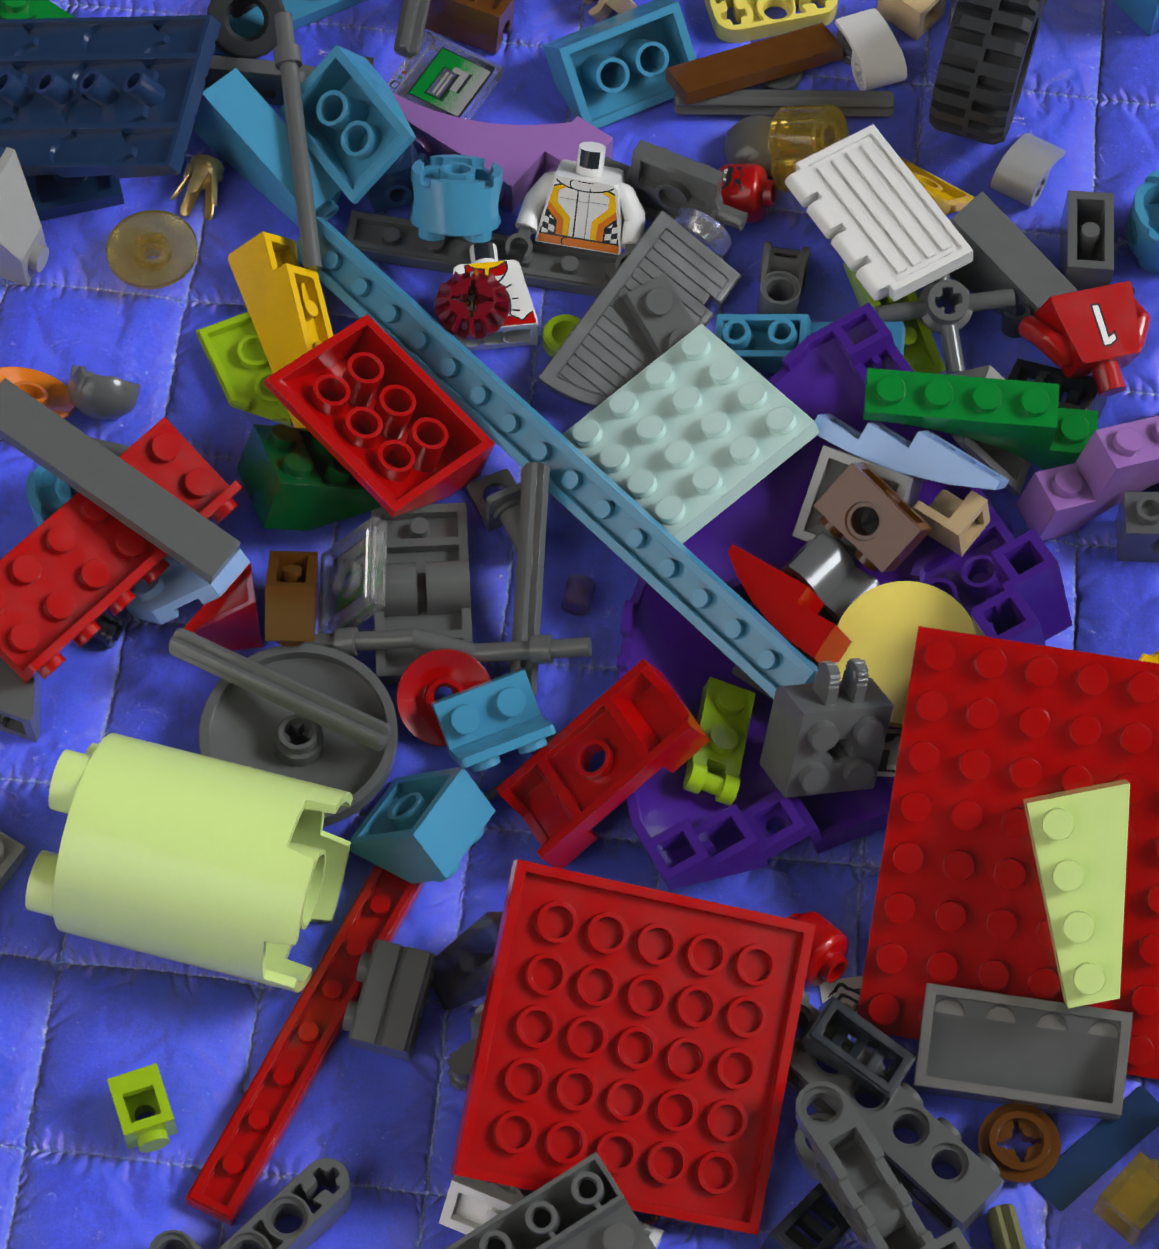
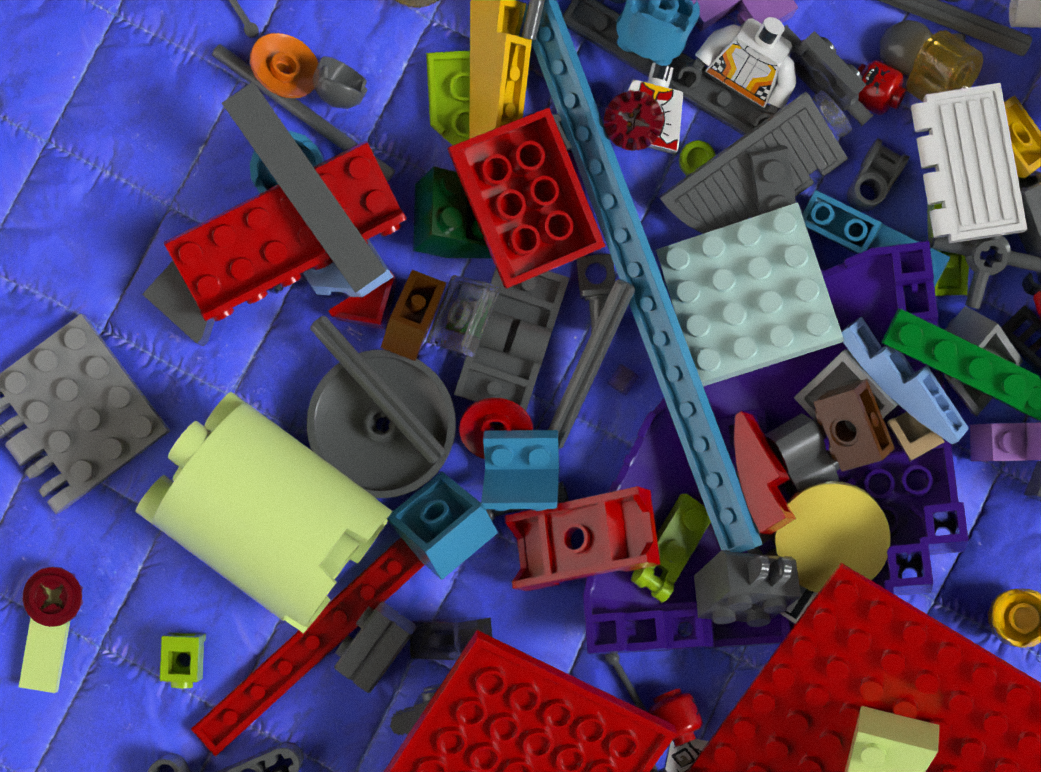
camera: 25 degrees right, 25 degrees up
(539, 649) = (574, 425): dark grey bar -> none

